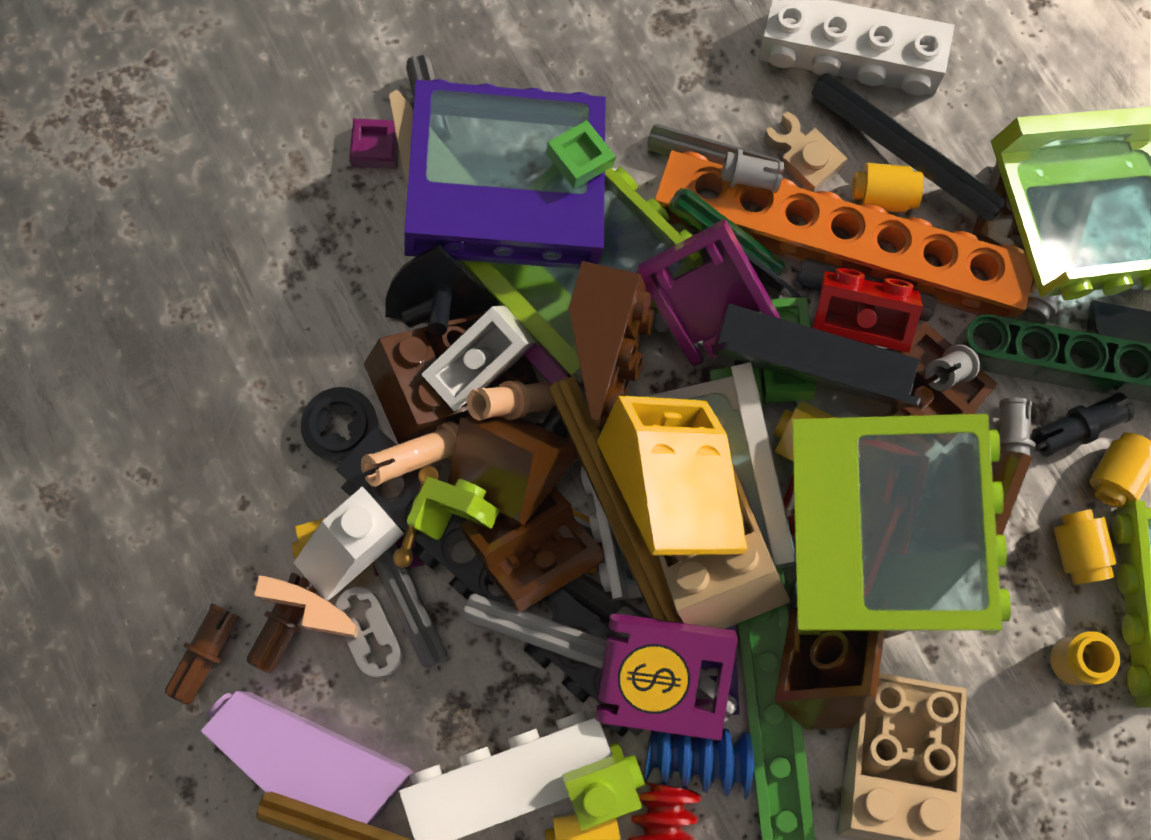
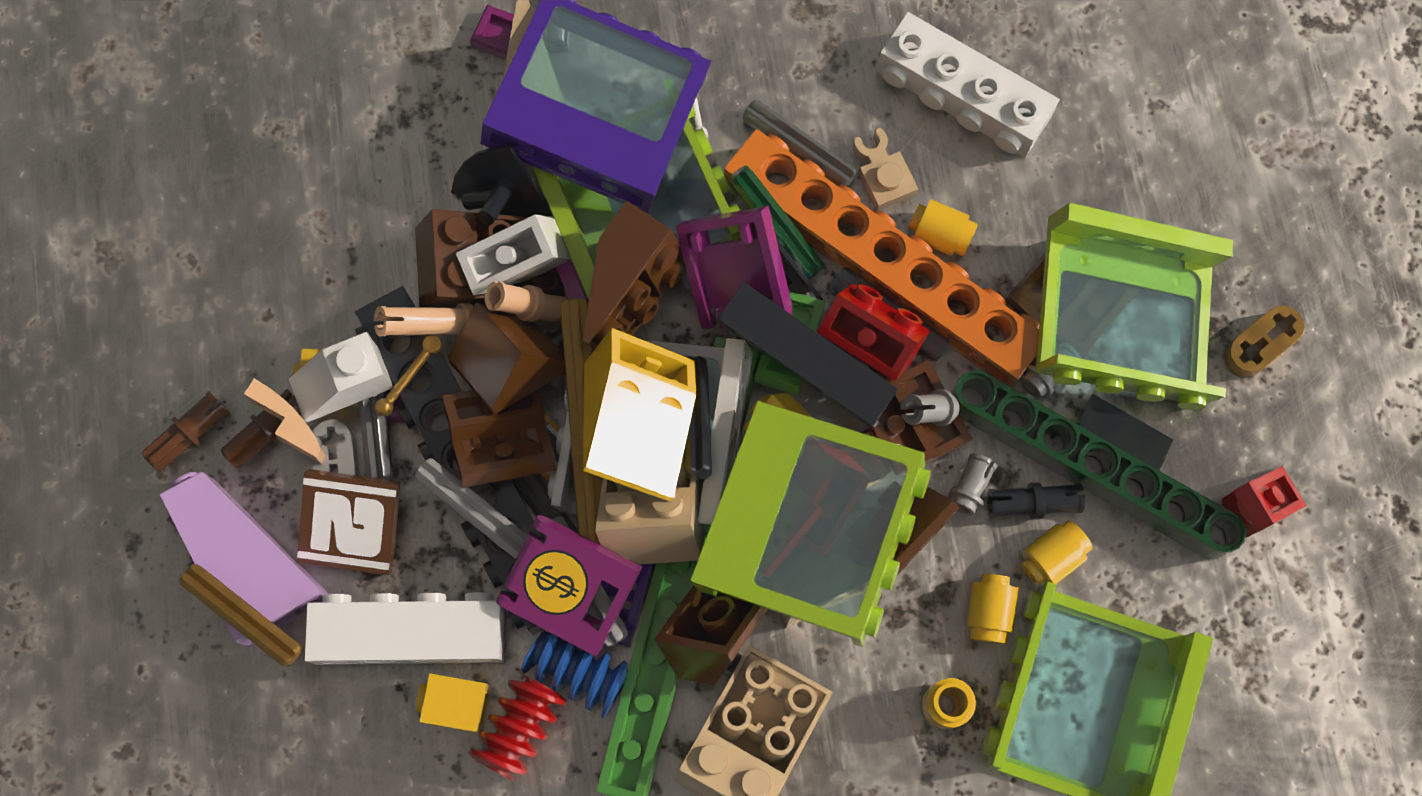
camera: 15 degrees right, 0 degrees up
(317, 422) = (358, 264): black gear -> none
(406, 688) = (348, 521): none -> tile
(440, 500) = (430, 370): lime bracket -> none
(580, 154) = (663, 105): bright green plate -> none
(605, 788) = (482, 662): lime bracket -> none
(751, 171) = (817, 171): light grey pin -> none
(751, 494) = (698, 444): none -> black axle
(909, 147) = (976, 197): black axle -> none

